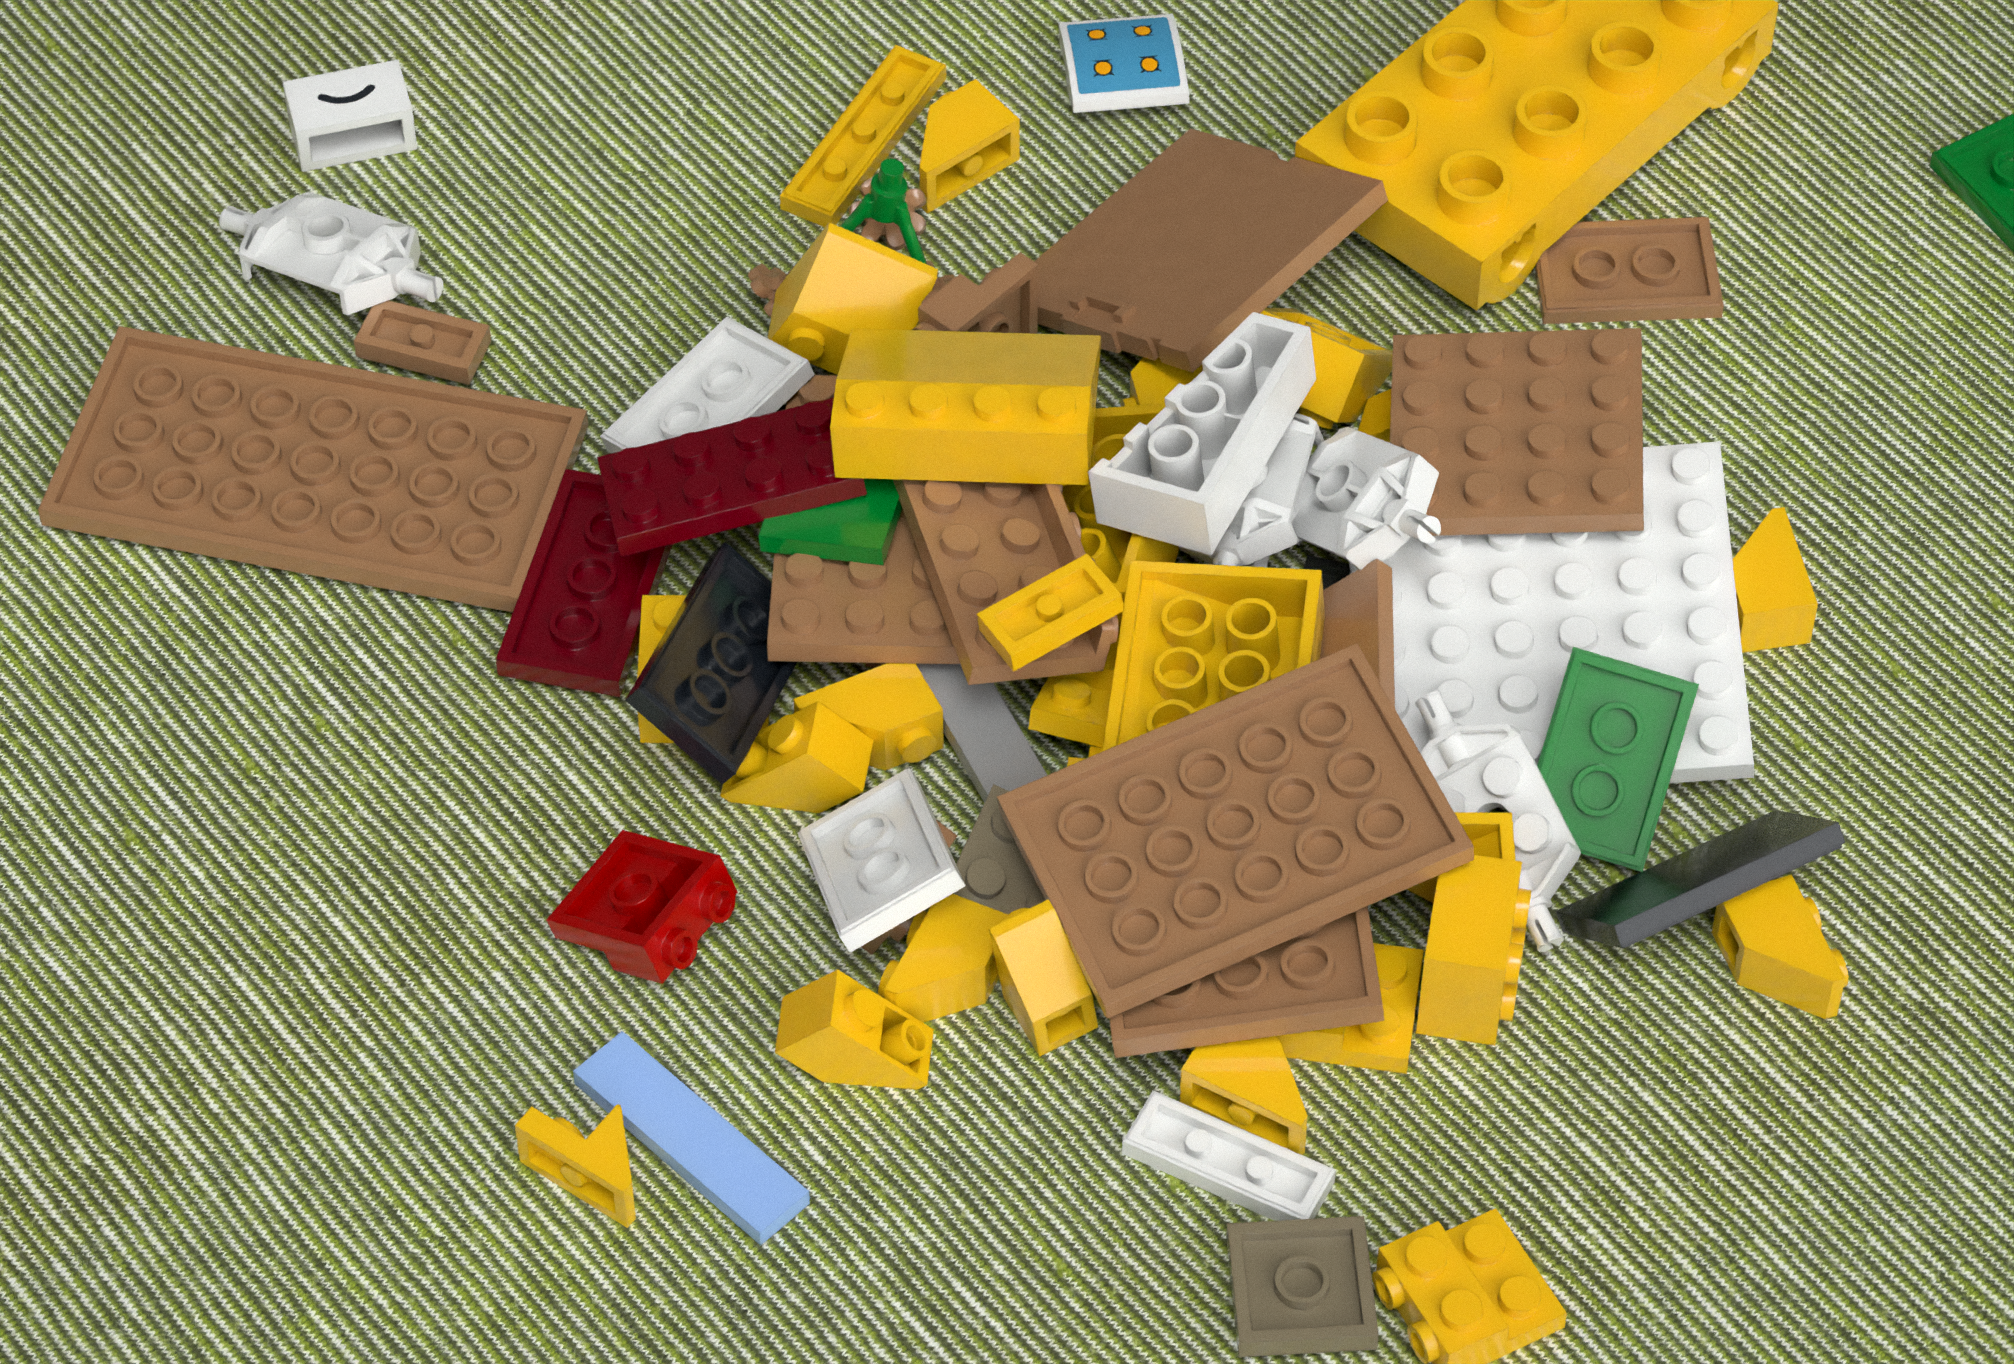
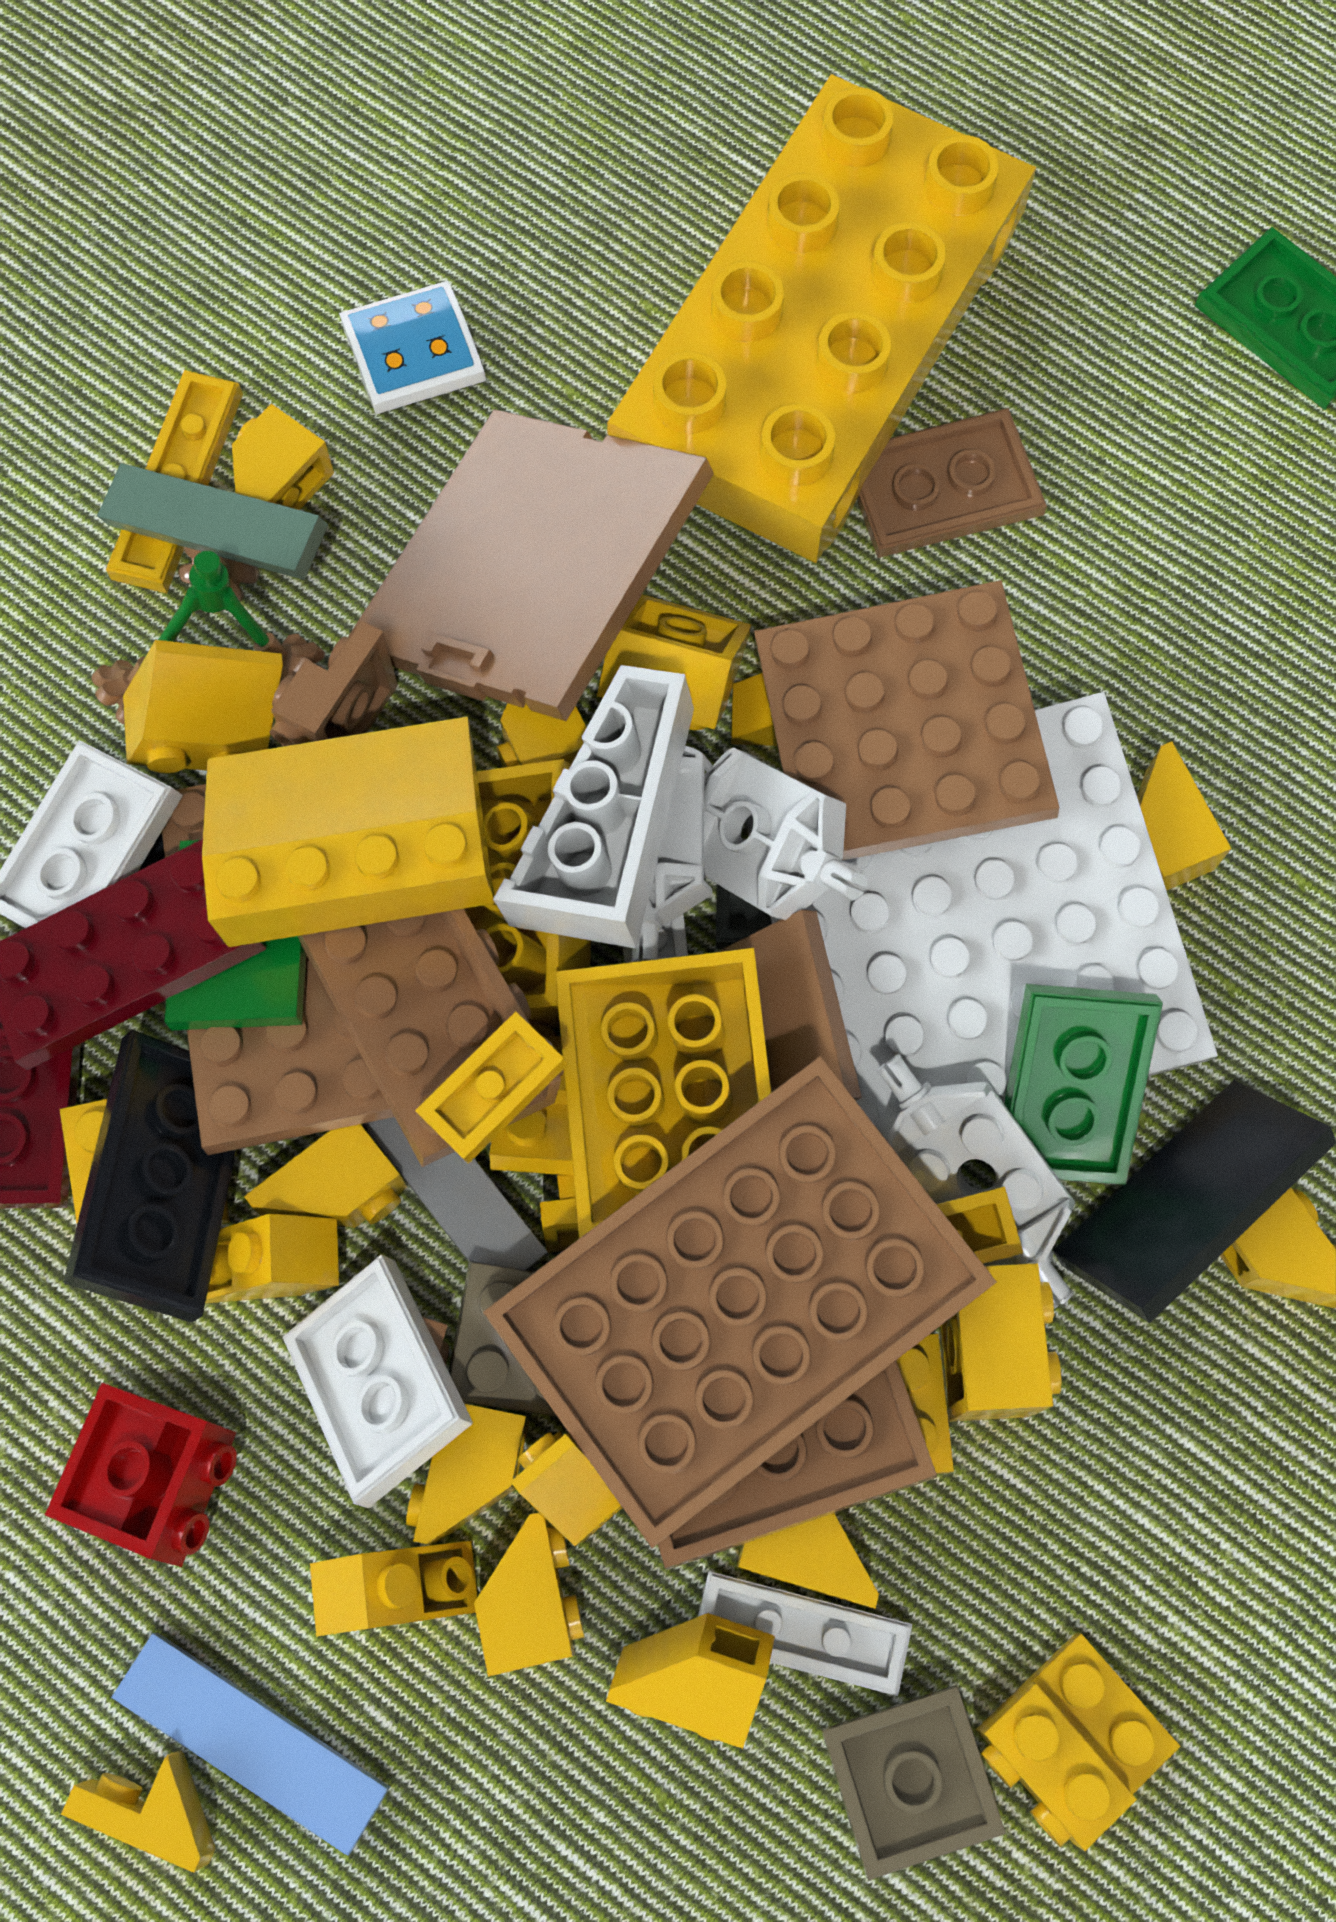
camera: 15 degrees left, 20 degrees up
(933, 172) = (213, 520): none -> sand green tile
(970, 1075) = (523, 1605): none -> yellow slope
(1124, 1152) = (696, 1677): none -> yellow slope

